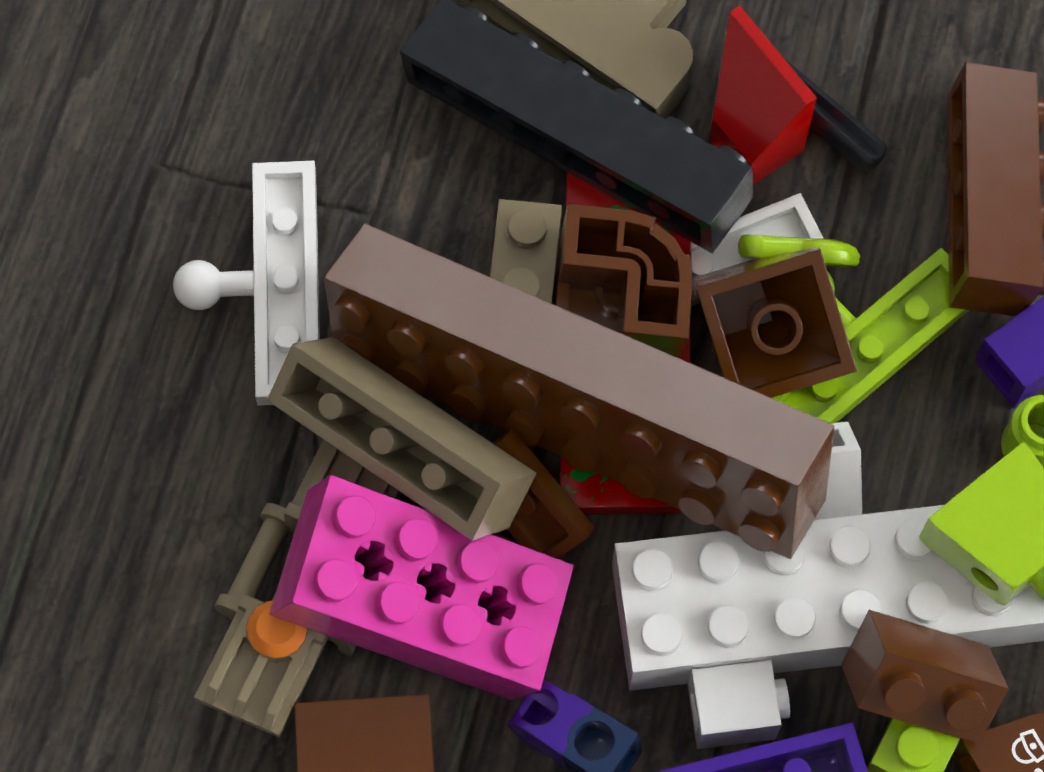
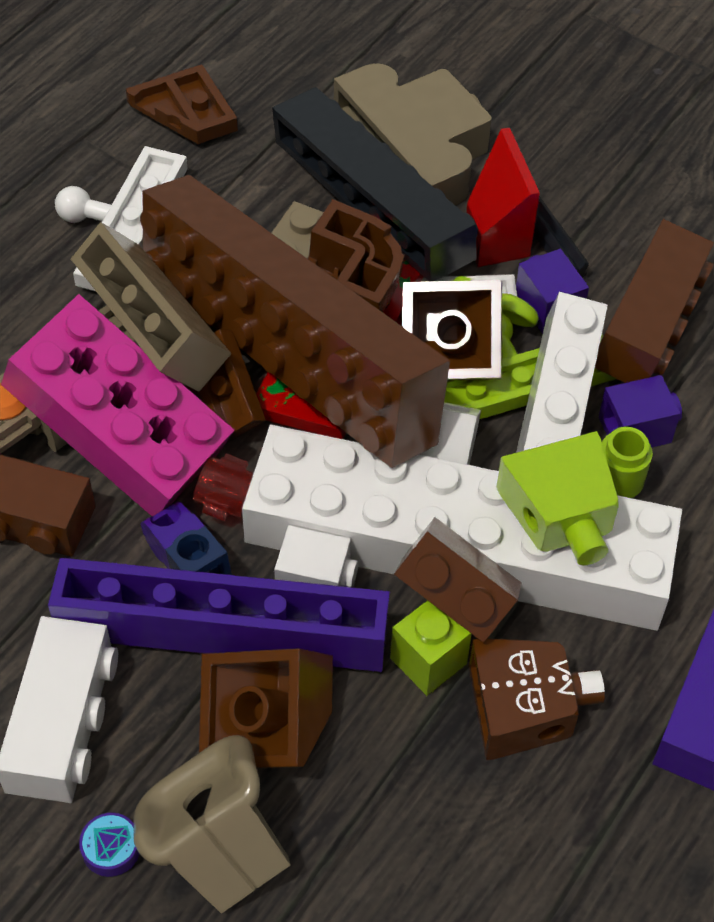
camera: 20 degrees right, 15 degrees down
(270, 69) = (186, 104): none -> reddish brown wing
(588, 638) = (223, 486): none -> clear red gear
(857, 203) = (543, 278): none -> dark purple brick
(934, 370) = (563, 371): none -> white brick

